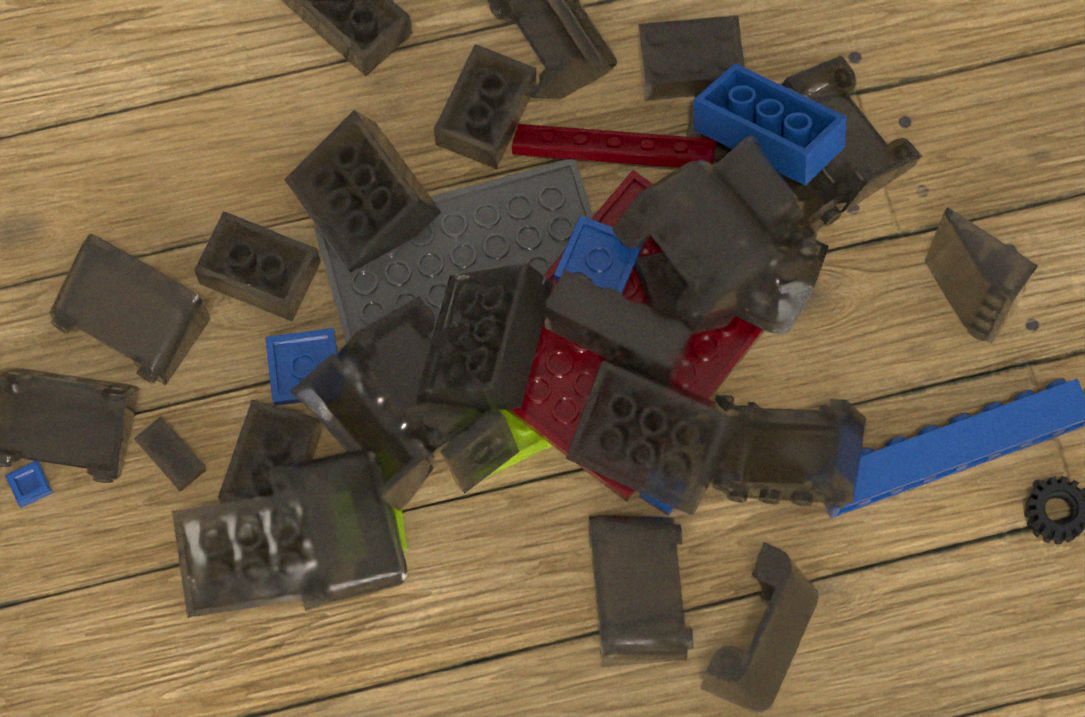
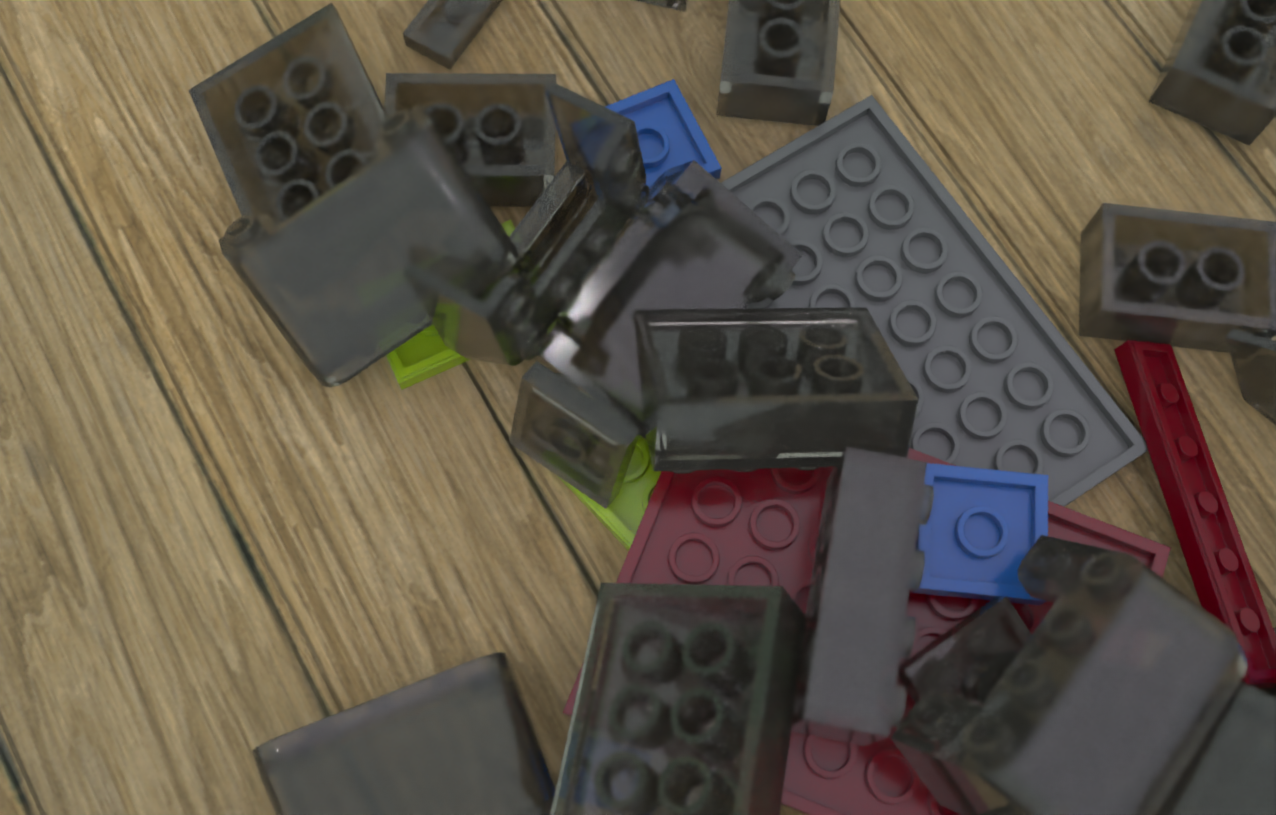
camera: 70 degrees right, 0 degrees up
(361, 192) = (955, 140): clear smoke slope -> none

